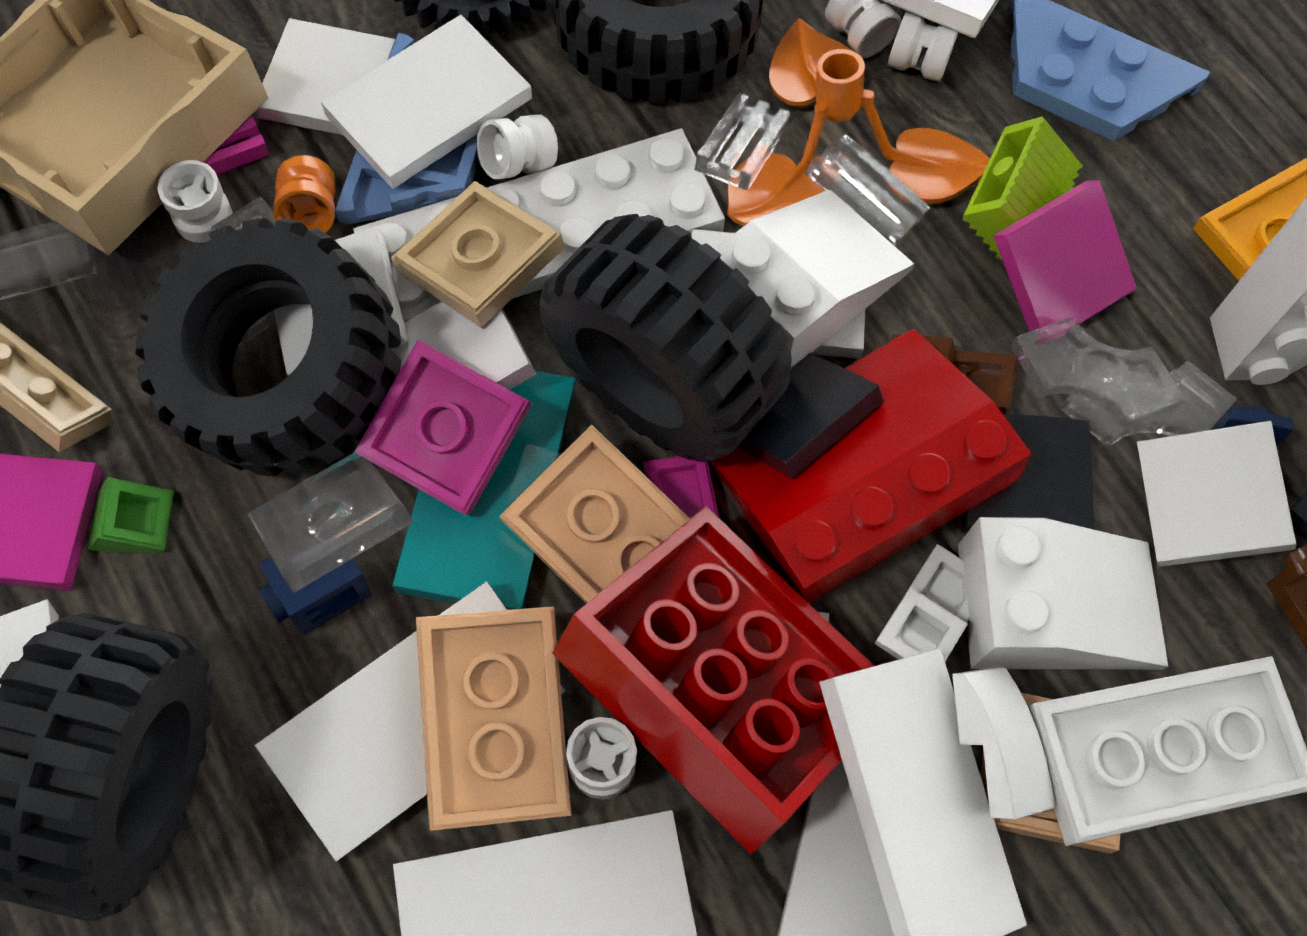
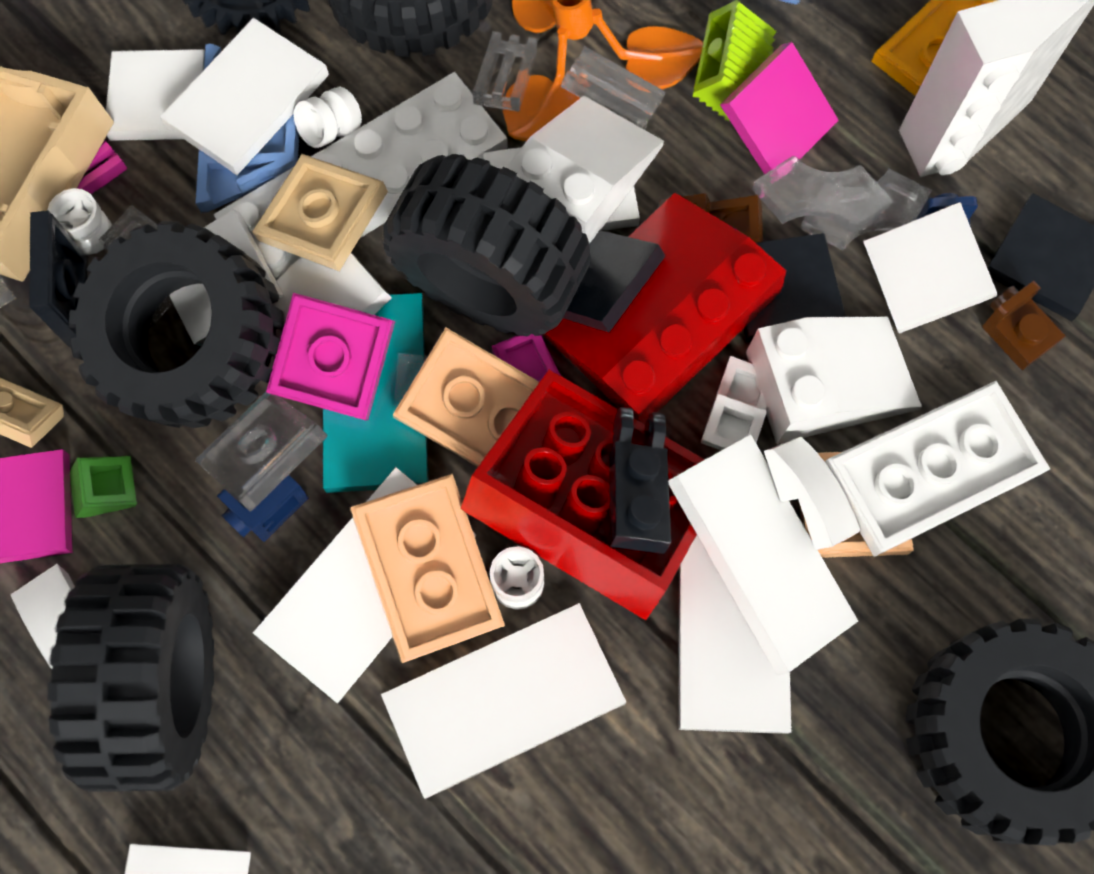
camera: 10 degrees left, 5 degrees up
(143, 246) = (54, 273): none -> black tile
(305, 192) = (167, 195): orange wheel -> none
(782, 680) = (639, 486): none -> black hinge

